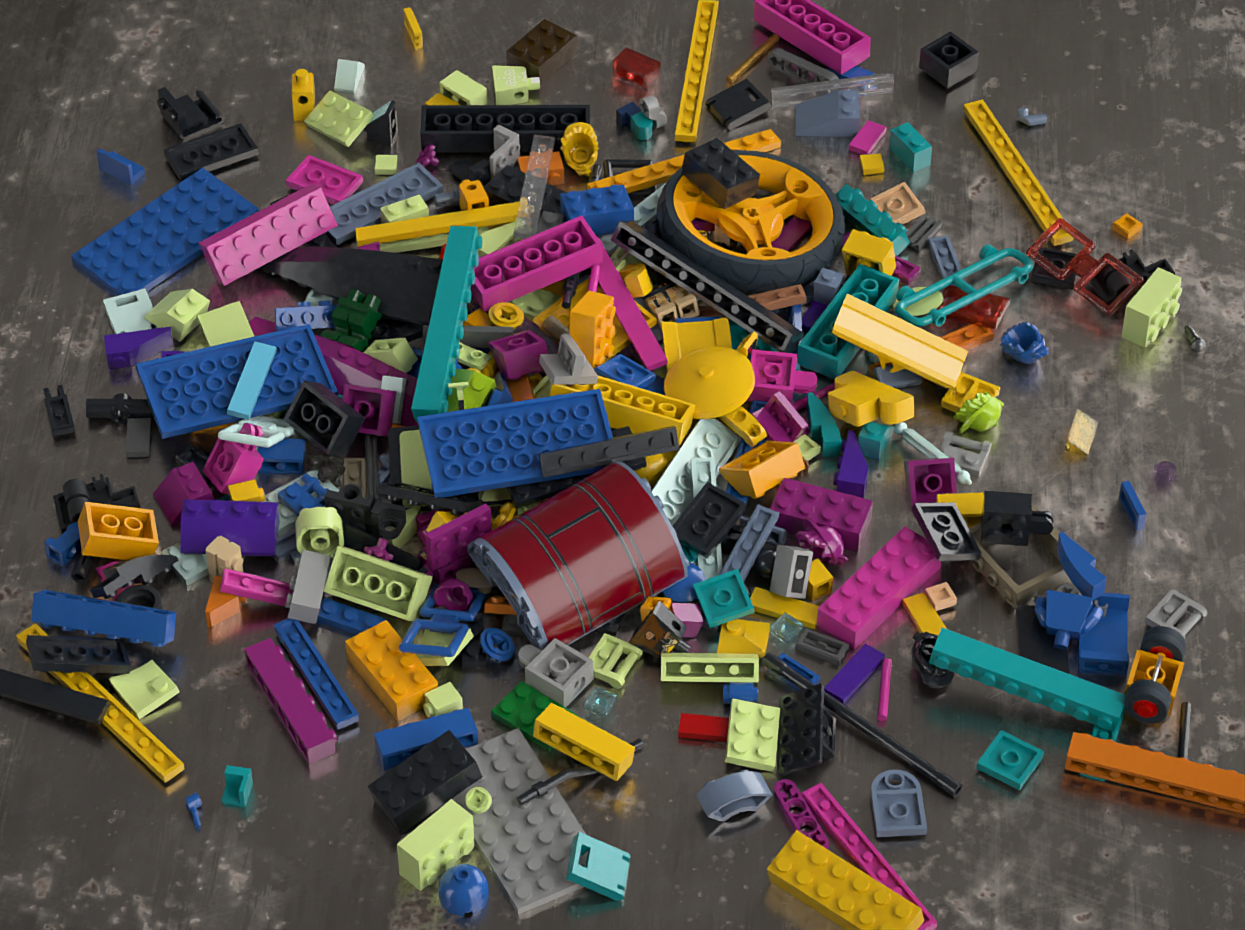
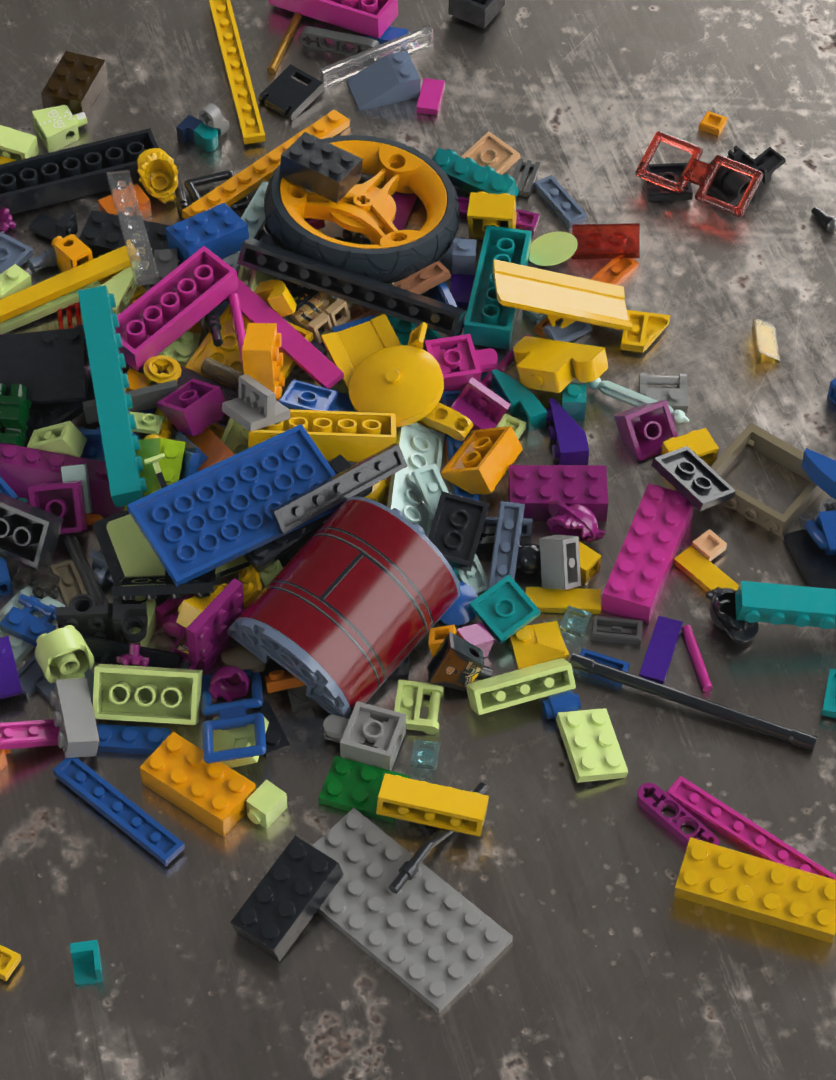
camera: 20 degrees left, 5 degrees up
(192, 802) = (45, 997): blue hand -> none
(290, 700) = (105, 849): magenta brick -> none
(403, 741) = (258, 852): blue brick -> none
(436, 845) = (329, 965): yellowish green brick -> none
(463, 889) = (373, 1004): blue cylinder -> none
(478, 800) = (351, 901): yellowish green tile -> none
(497, 637) = (290, 715): blue gear -> none
(505, 150) = (83, 196): light grey bracket -> none
(604, 869) = (509, 934): container -> none
(636, 69) = (176, 80): clear red brick -> none
(703, 727) = (538, 751): red tile -> none
(734, 795) = (603, 815): sand blue brick -> none
(804, 730) = (640, 726): black bracket -> none
(871, 164) = (446, 121): yellow tile -> none
(898, 808) = (766, 778): sand blue plate -> none
(910, 147) = (478, 95): teal brick -> none
(979, 413) = (665, 348): lime hair -> none
(988, 256) = (599, 186): teal bar -> none
(1009, 519) = (752, 448): black brick -> none
(1015, 168) = (586, 93): yellow plate -> none
(1024, 343) = (675, 265): blue hair -> none
(1031, 120) = (577, 41): sand blue arm -> none
(1152, 307) = (778, 199): yellowish green brick -> none

